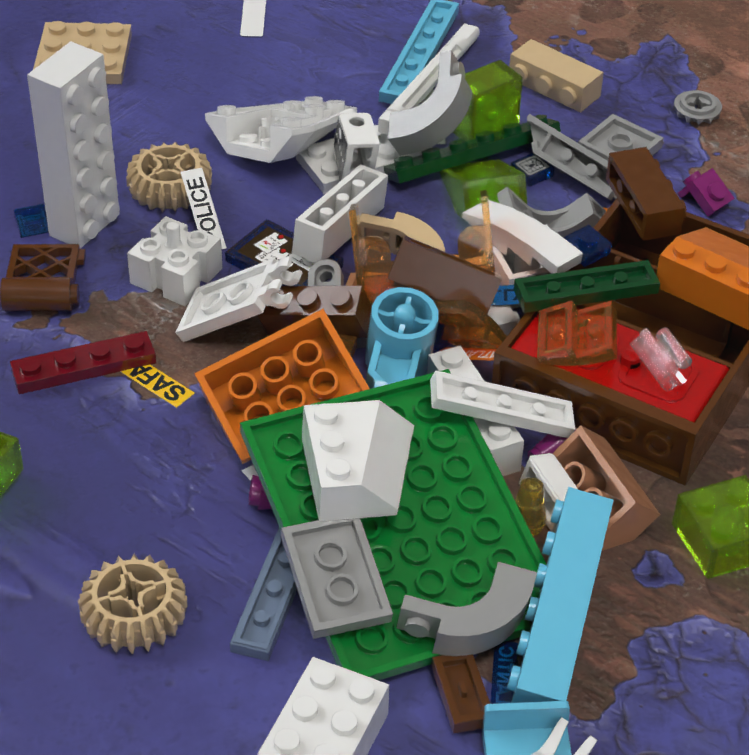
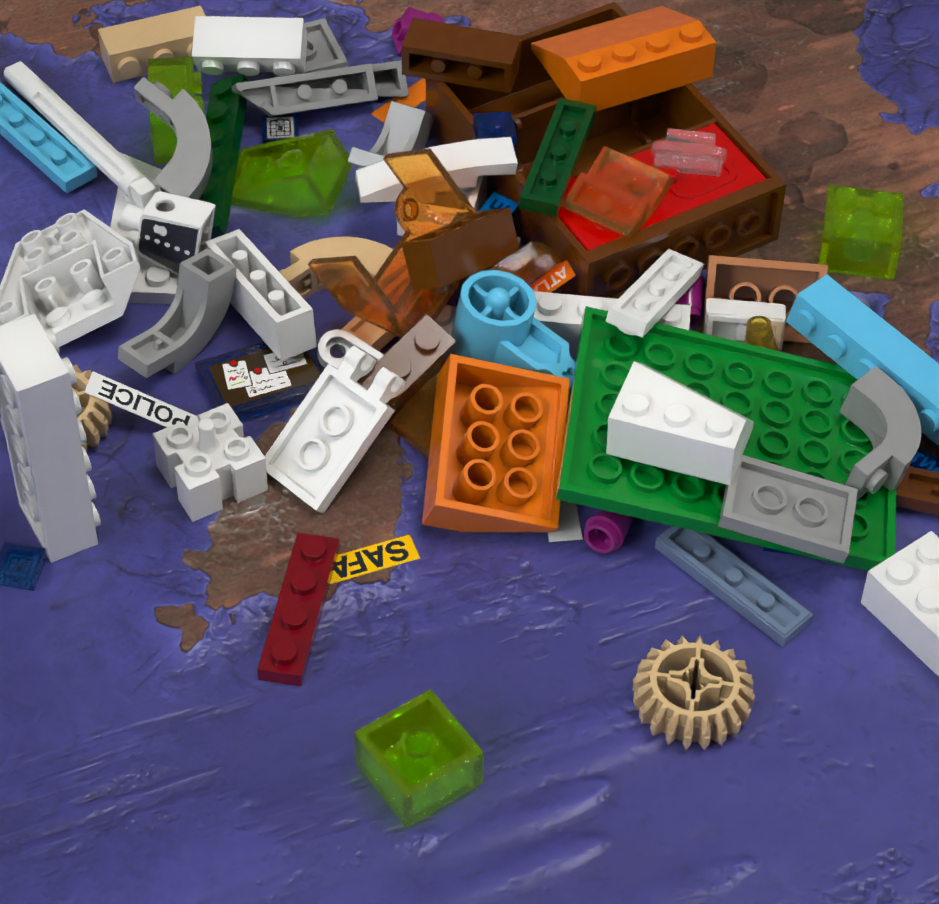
camera: 60 degrees left, 5 degrees up
(40, 289) = (158, 600): reddish brown piece -> none
(290, 198) = (190, 322): none -> light grey arch
(579, 107) = (249, 45): none -> white brick

